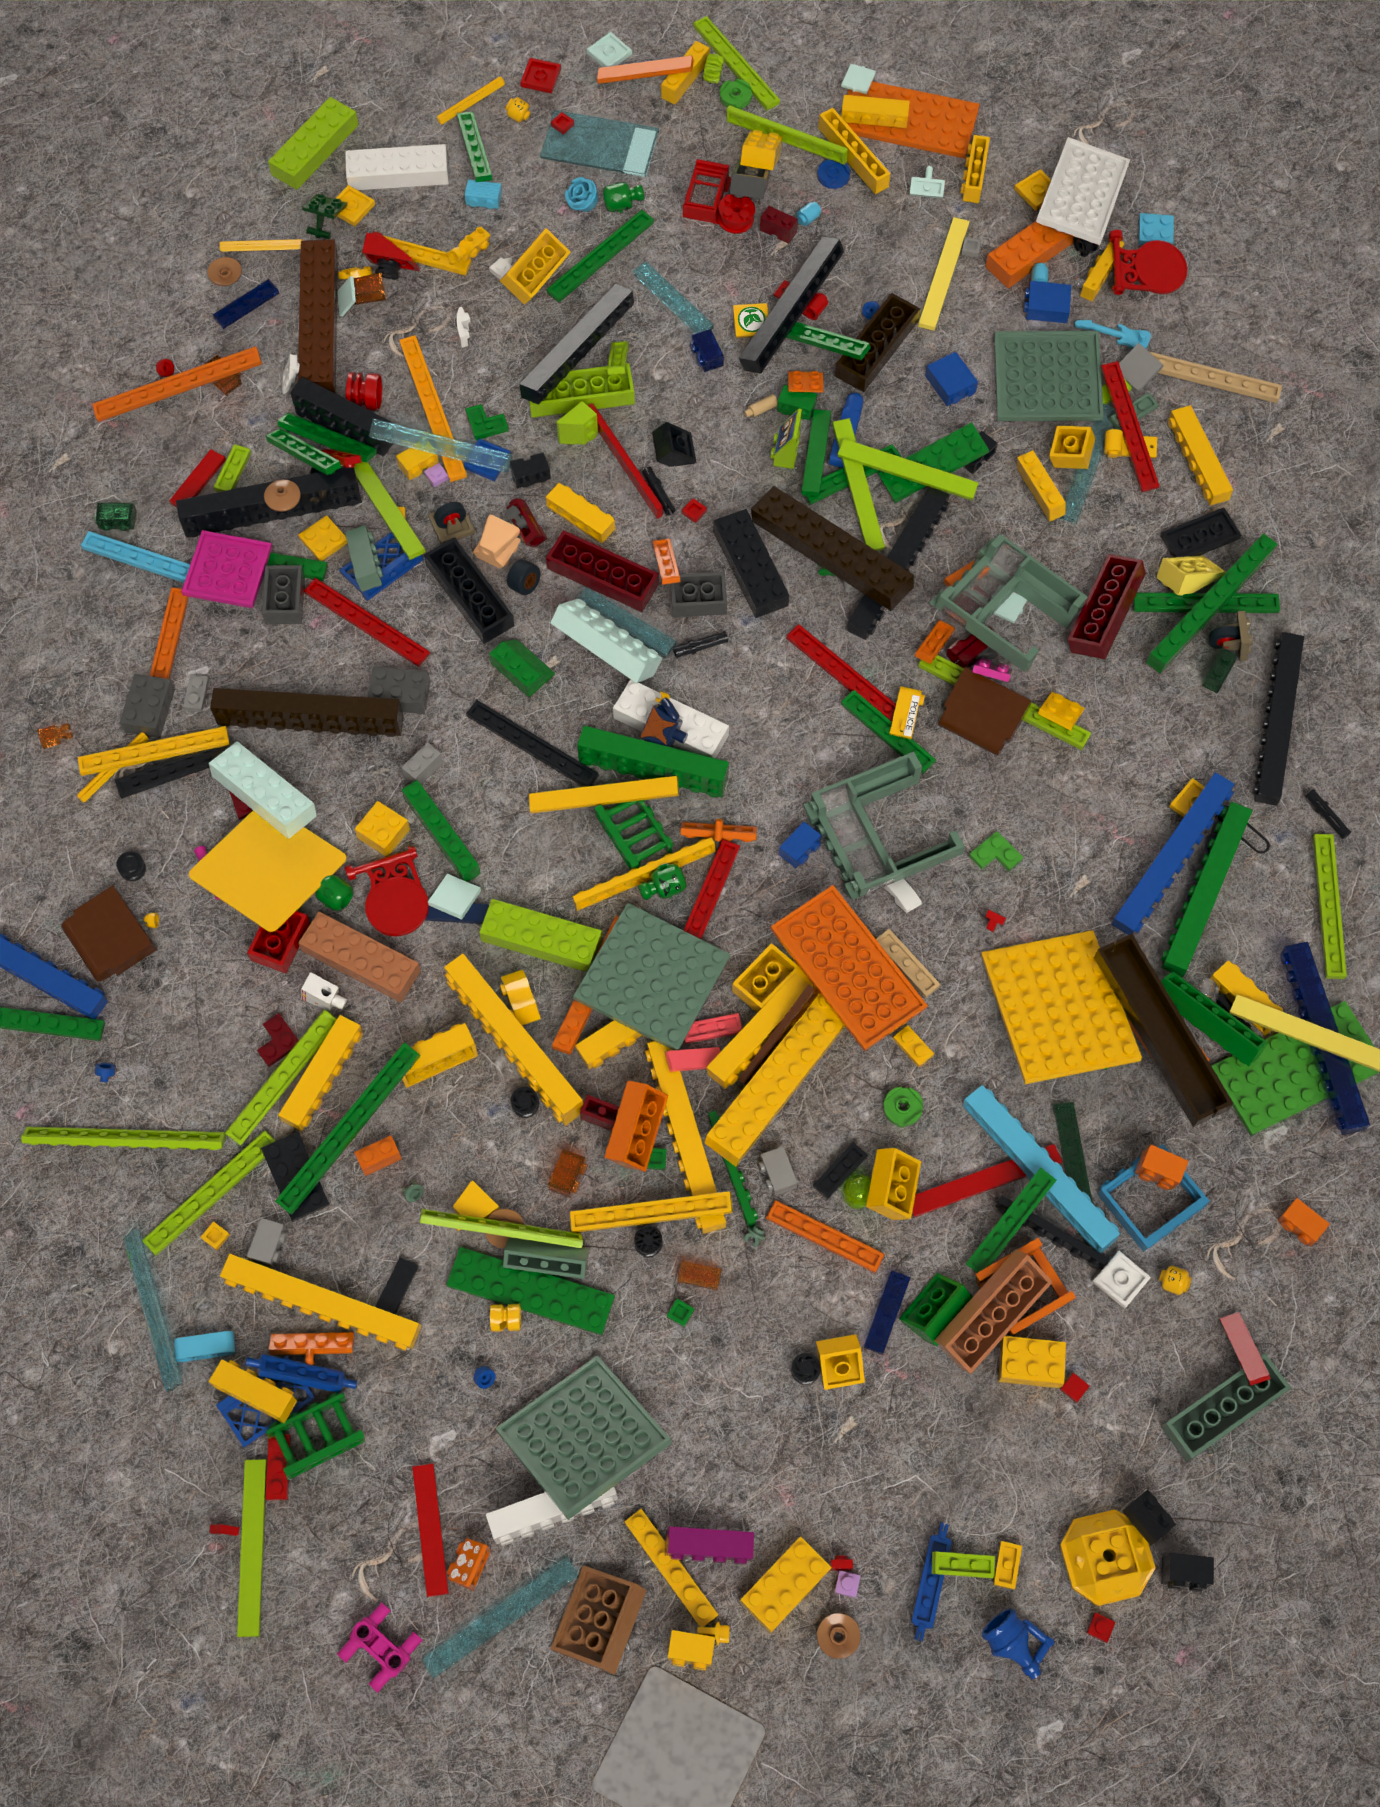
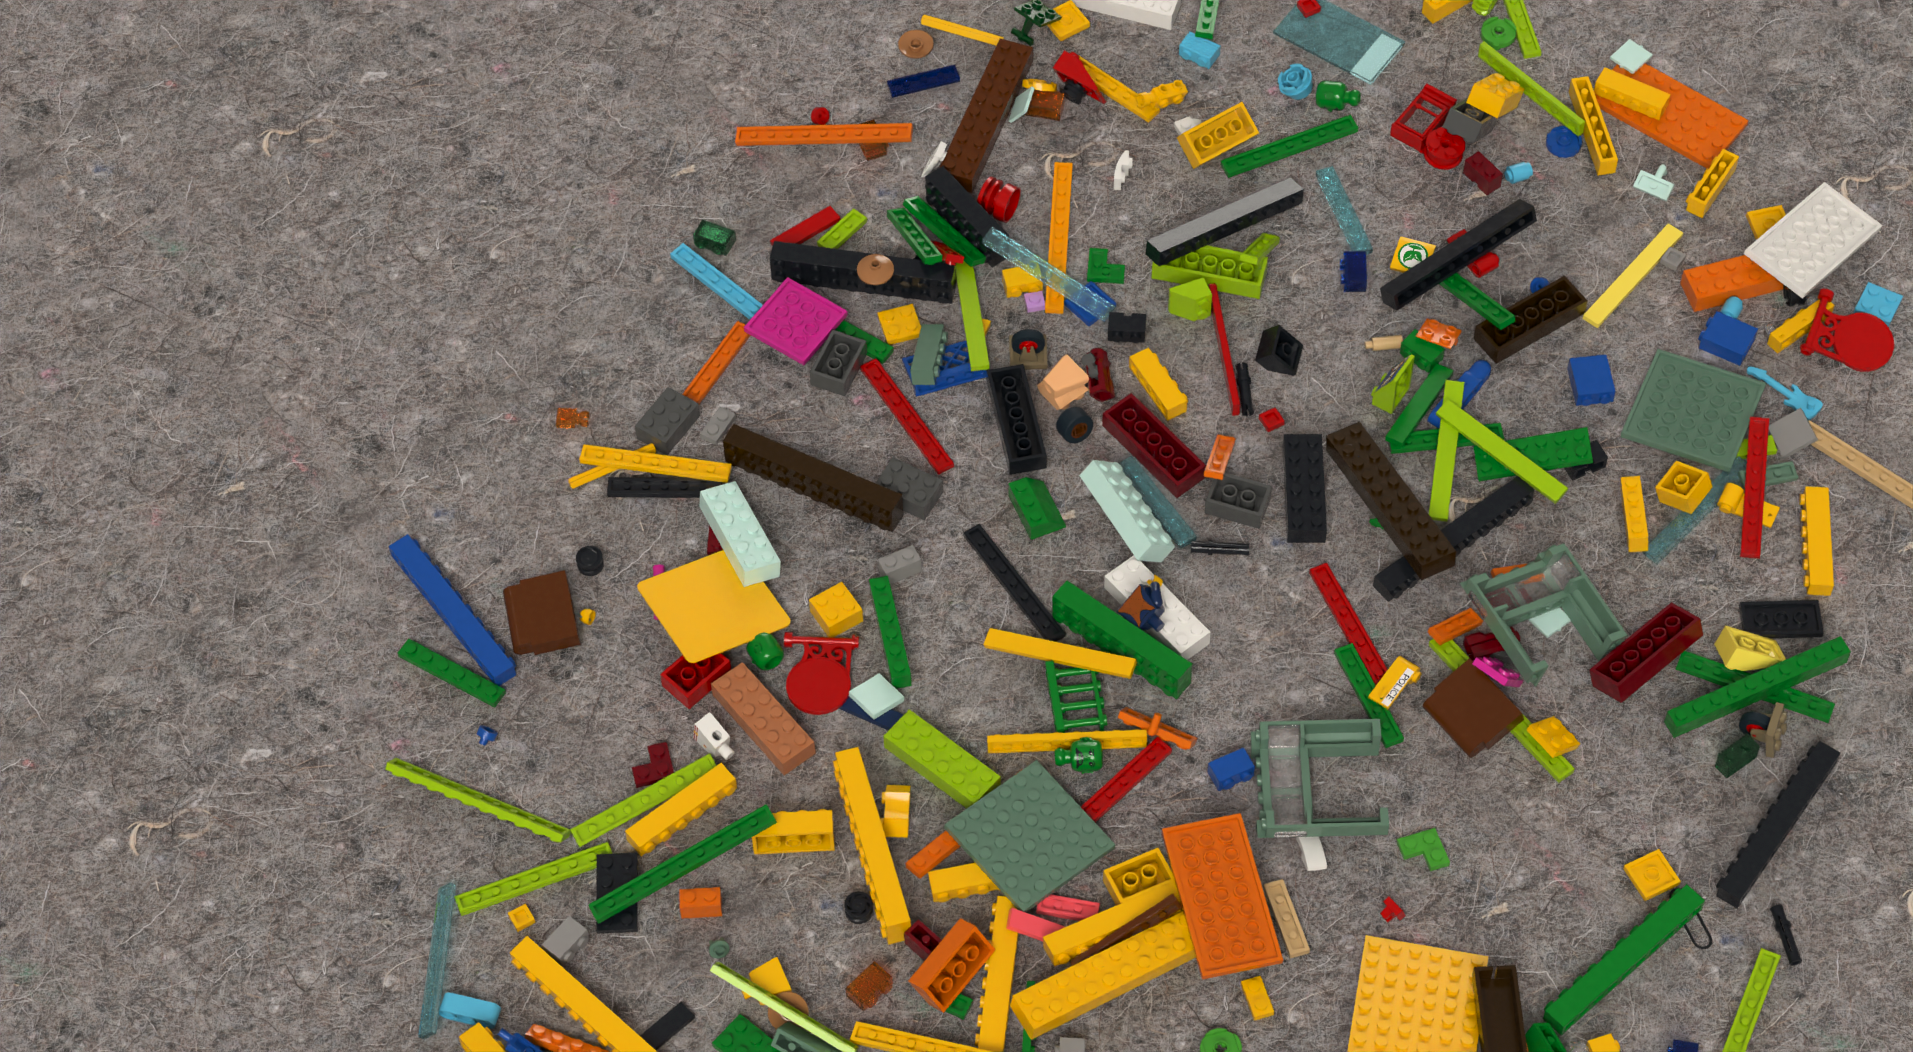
camera: 25 degrees right, 10 degrees down
(1173, 854) = (1603, 913): blue brick -> none

